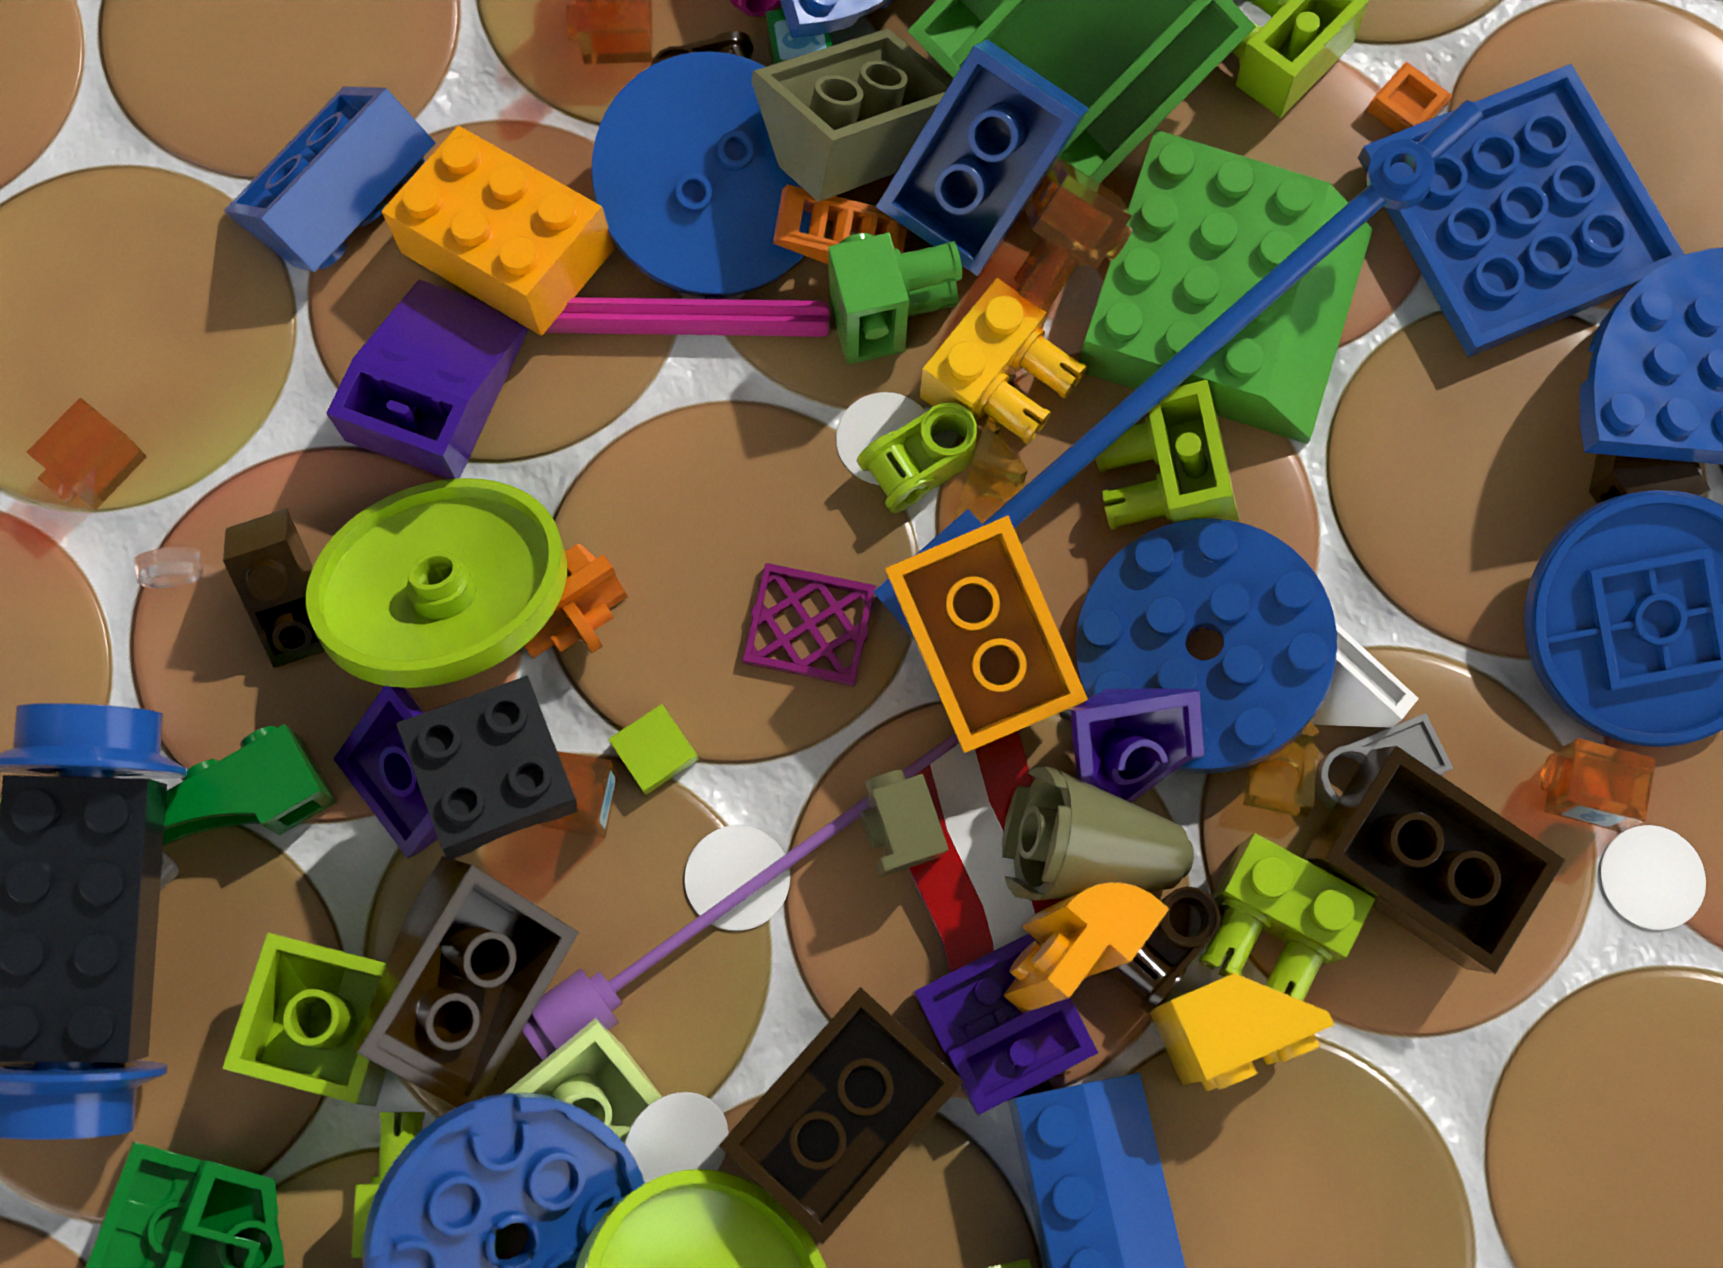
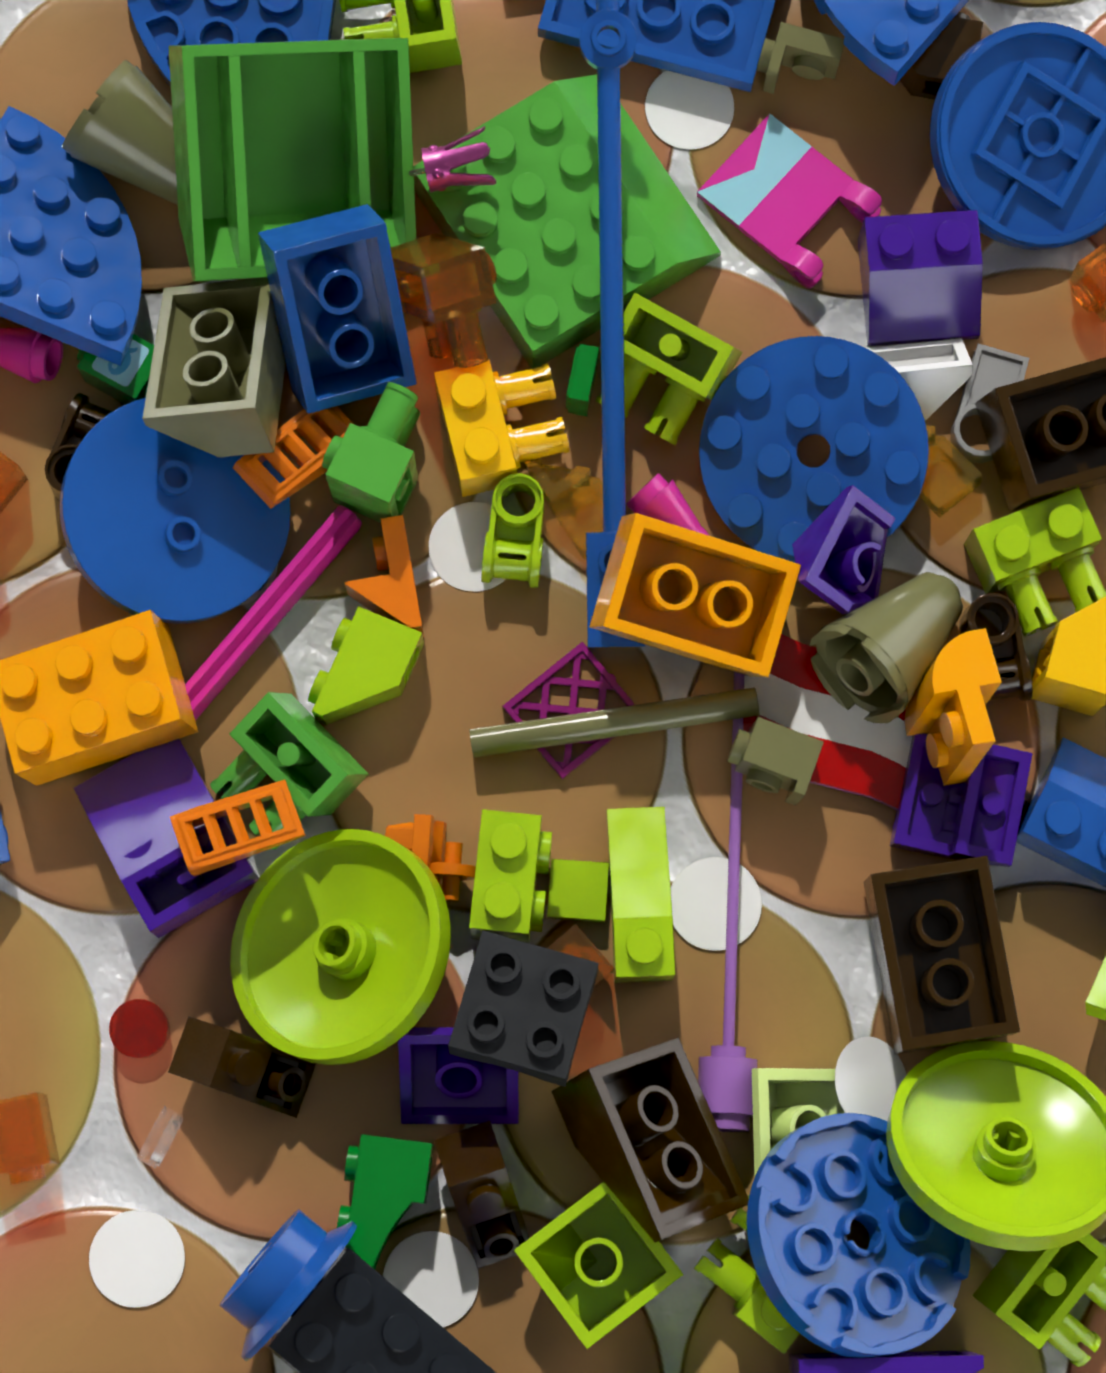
camera: 50 degrees left, 5 degrees up
(56, 632) = (136, 1258): none -> white sticker
(215, 891) = (435, 1275): none -> white sticker
(255, 484) = (139, 1028): none -> clear red tile
(315, 869) = (482, 1193): none -> dark brown slope
(423, 375) = (207, 814): none -> orange slope
(578, 427) = (293, 746): none -> bright green brick
(607, 672) = (506, 871): none -> lime brick
(687, 804) = (640, 895): none -> lime slope
(704, 425) = (369, 667): none -> lime slope
(794, 400) = (394, 593): none -> orange slope
(826, 664) = (614, 722): none -> olive piece
(1050, 558) = (666, 503): none -> dark pink cone
(1094, 405) = (582, 379): none -> green tile
(1176, 139) = (440, 160): none -> flat silver piece
(1406, 446) = (779, 191): none -> dark pink flag
(1407, 323) = (688, 110): none -> white sticker
(1440, 617) = (921, 277): none -> dark purple slope
(1542, 366) = (804, 50): none -> olive bracket

